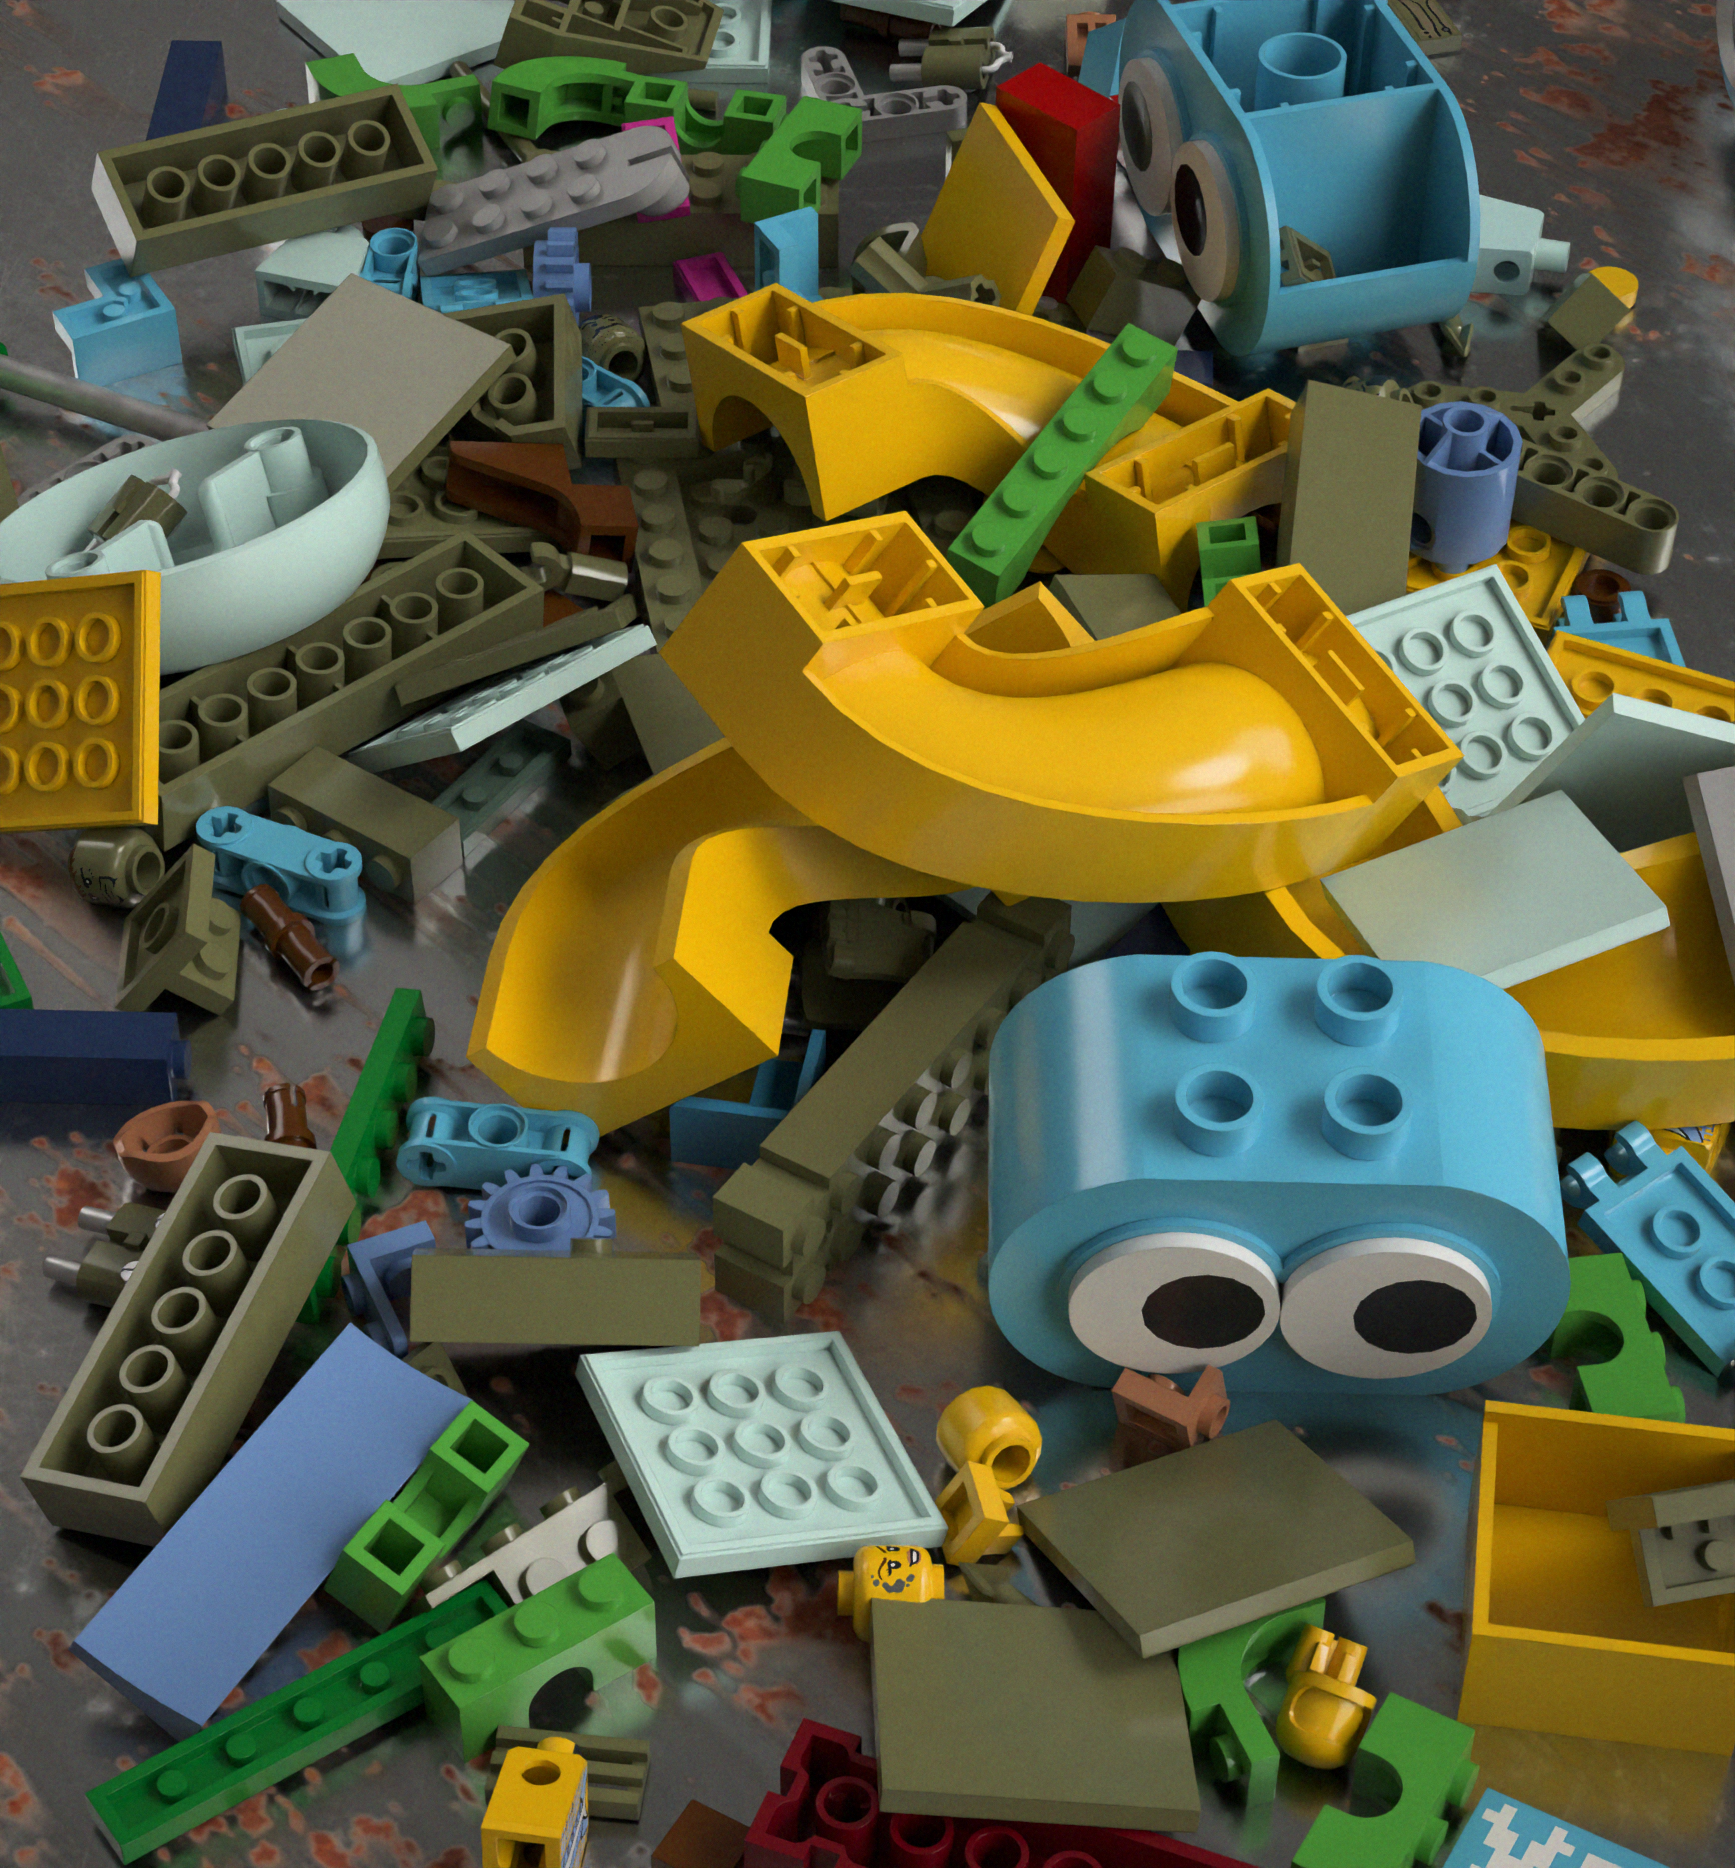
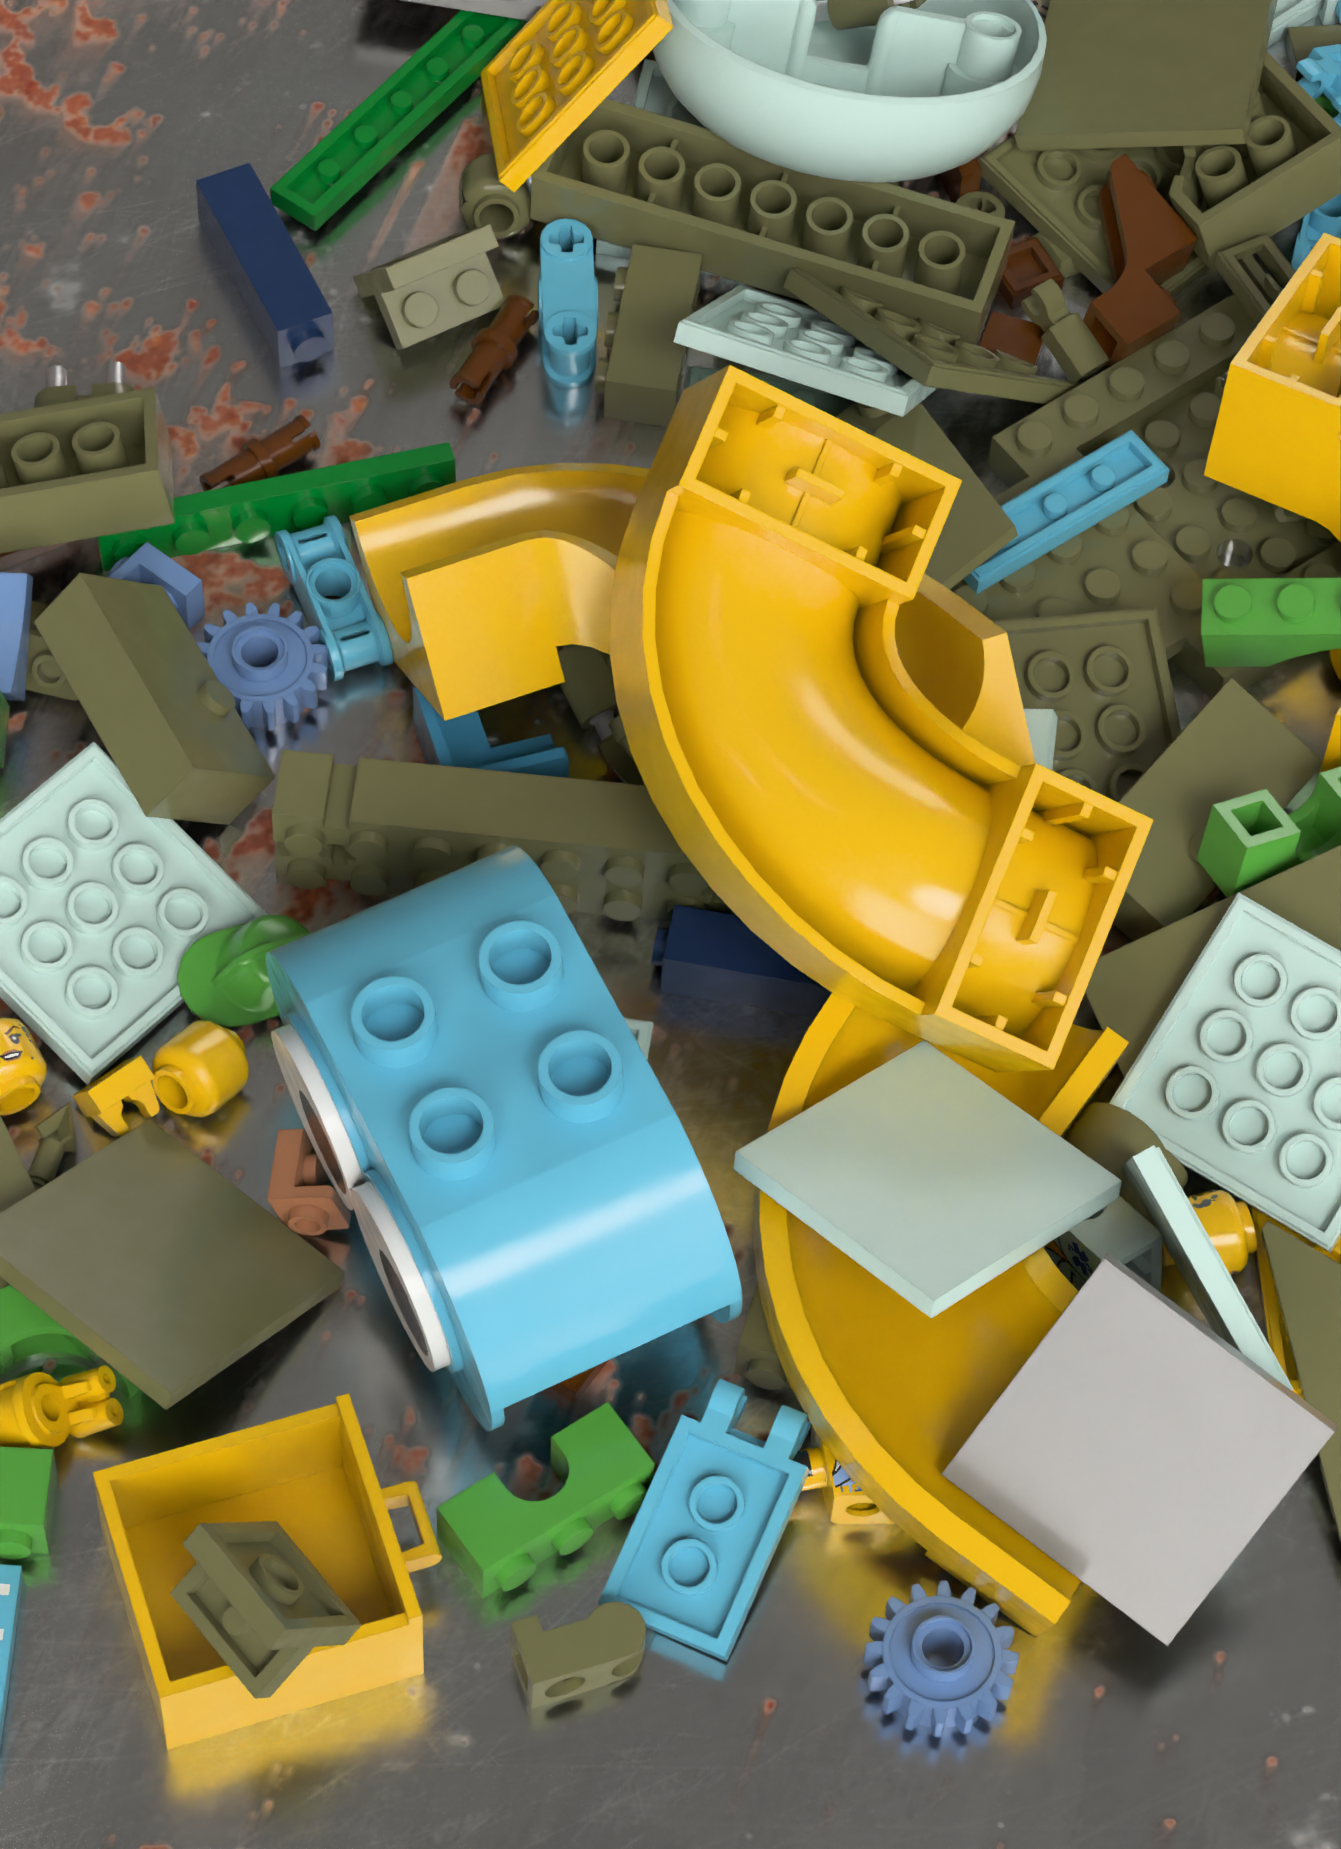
camera: 60 degrees right, 15 degrees up
(168, 1152) = (209, 395): nougat helmet -> none
(896, 1358) = (226, 971): none -> bright green piece

